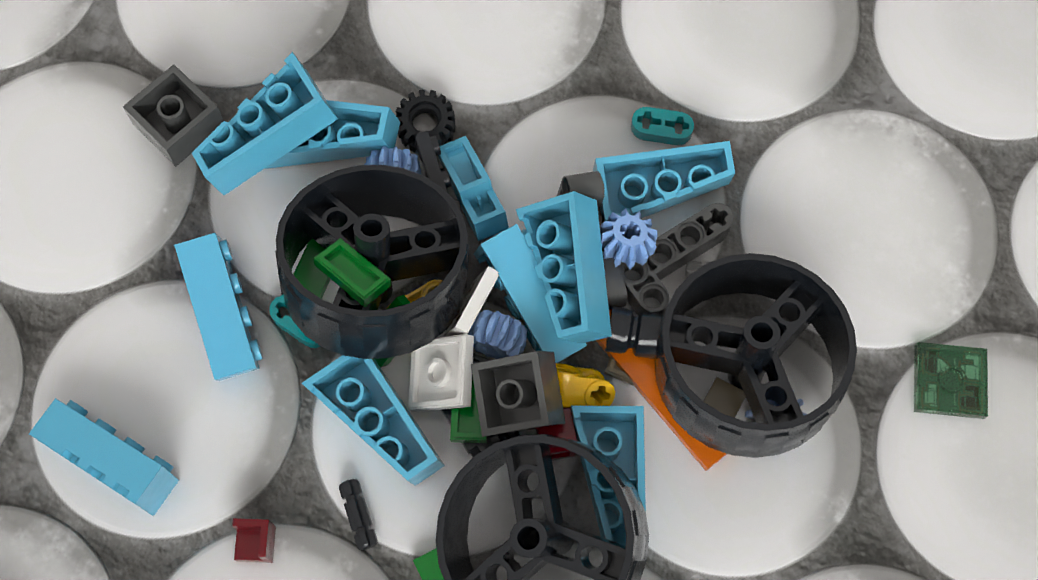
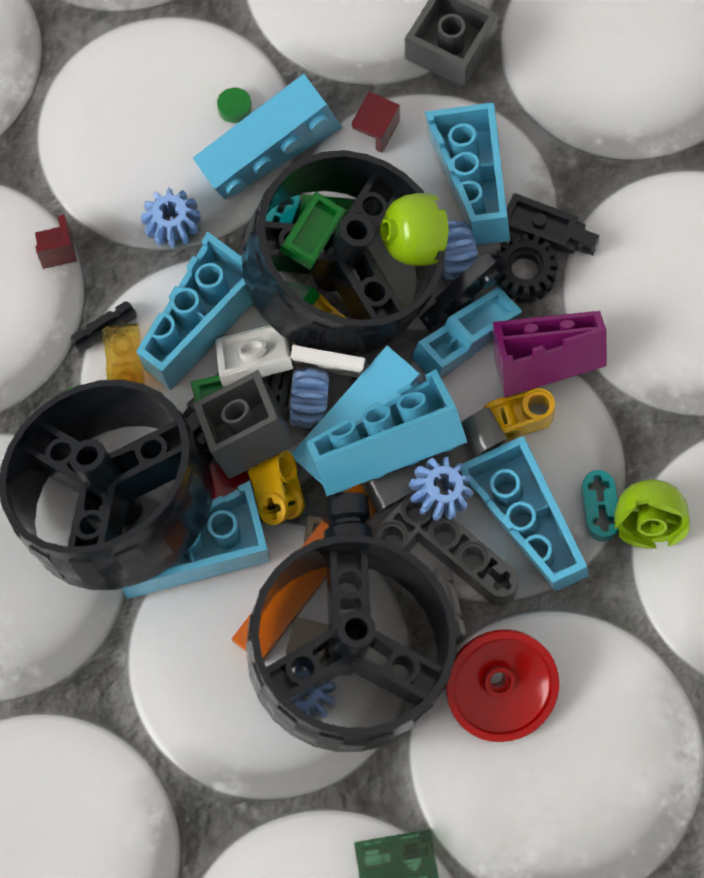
camera: 80 degrees right, 0 degrees up
(105, 456) = (98, 94): medium azure wedge -> none
(164, 332) = (234, 105): none -> green tile
(234, 205) = (377, 119): none -> dark red panel
(261, 432) = (172, 229): none -> light blue gear
(265, 127) = (449, 113): medium azure wedge -> none
(379, 182) = (415, 229): none -> lime cylinder
(396, 83) = (555, 226): none -> black hinge
(402, 502) = (121, 354): none -> clear yellow slope
(513, 122) = (548, 349): none -> magenta wedge
(562, 163) = (517, 414): none -> yellow piece
(683, 83) = (651, 514): none -> lime cylinder
(813, 237) = (514, 704): none -> red dish

